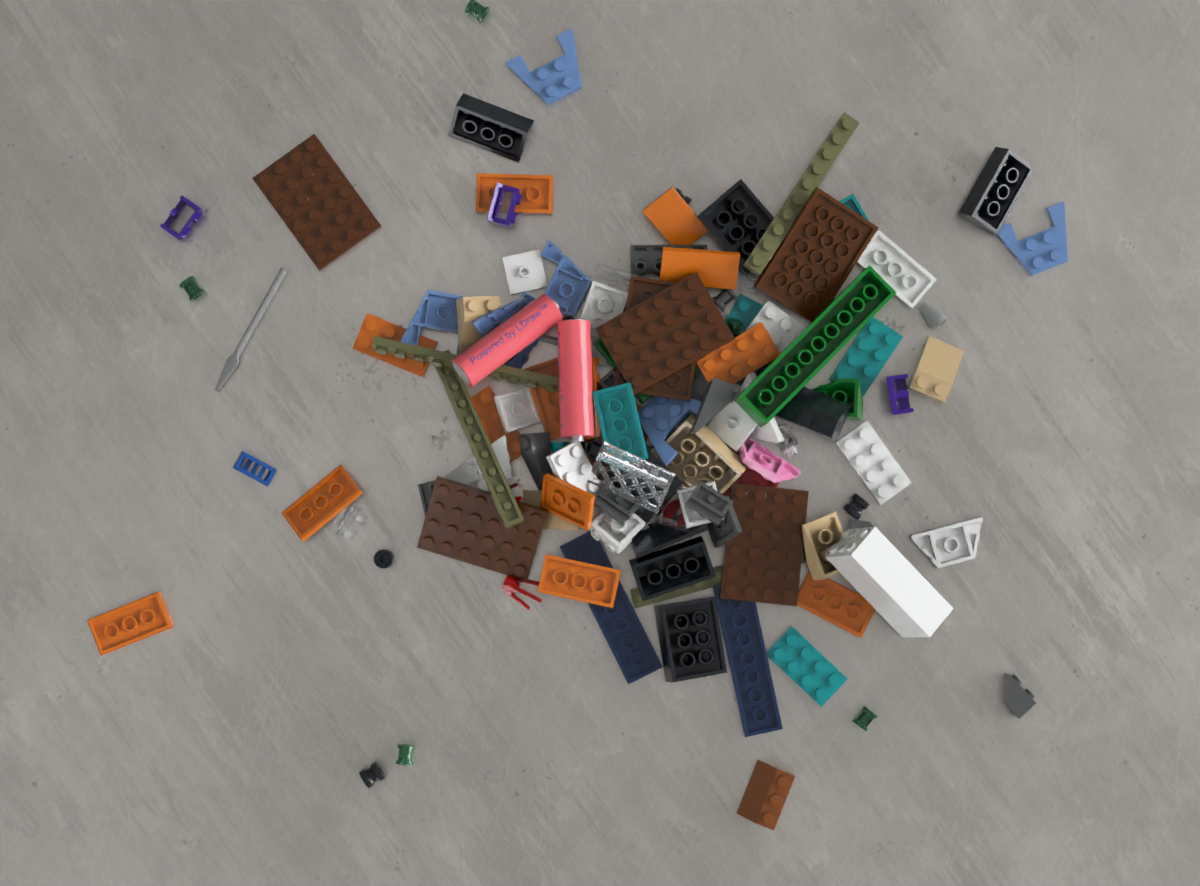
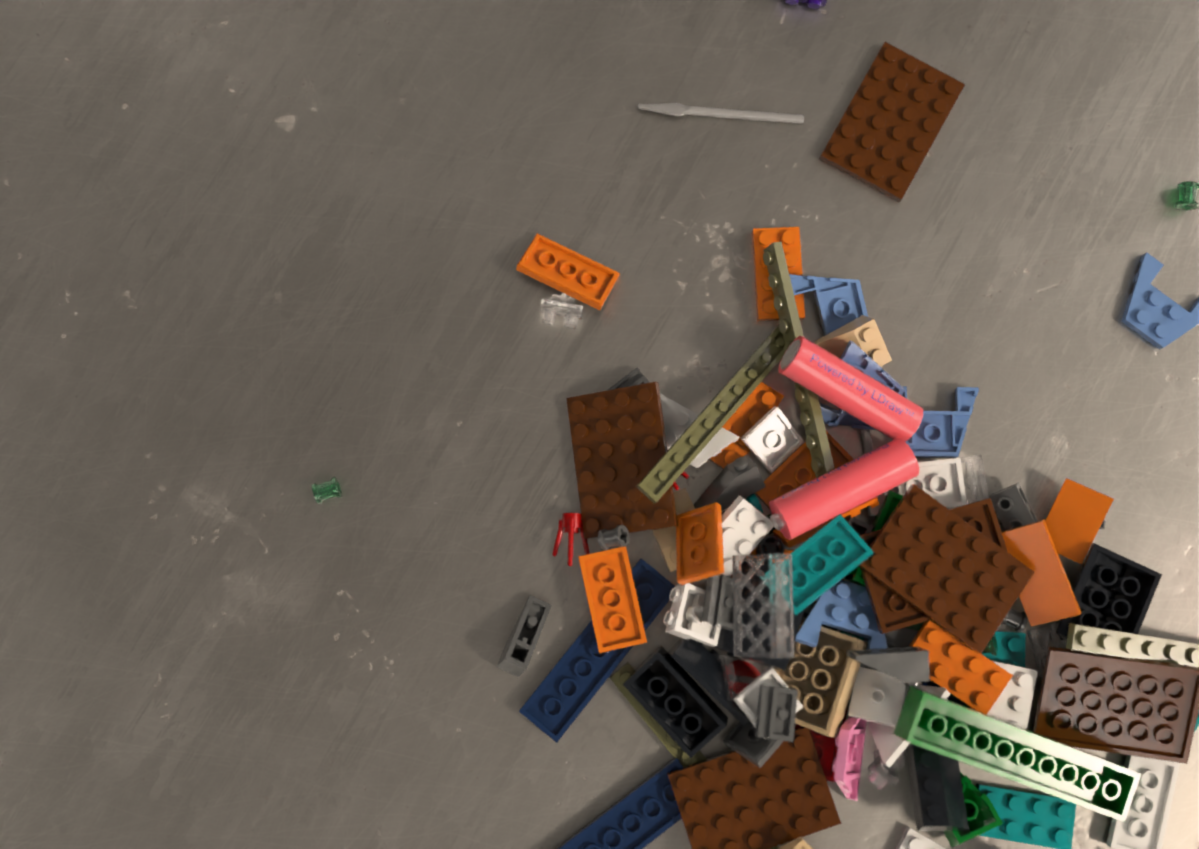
camera: 65 degrees right, 5 degrees down
(130, 623) = (343, 127): orange tile -> none
(192, 294) = (730, 36): clear green bush -> none
(238, 462) = (568, 163): blue slope -> none
(371, 775) = (290, 465): black wheel -> none
(384, 561) = (534, 369): black wheel -> none
(490, 127) = (1068, 268): black slope -> none
(503, 205) = (994, 319): dark purple window -> none
(525, 272) = (928, 378): white plate -> none
(535, 191) = (1009, 327): orange plate -> none
(536, 556) = (614, 537): none -> dark grey bush
(577, 656) = (524, 637): none -> dark grey slope
(690, 639) = (603, 761): black slope -> none

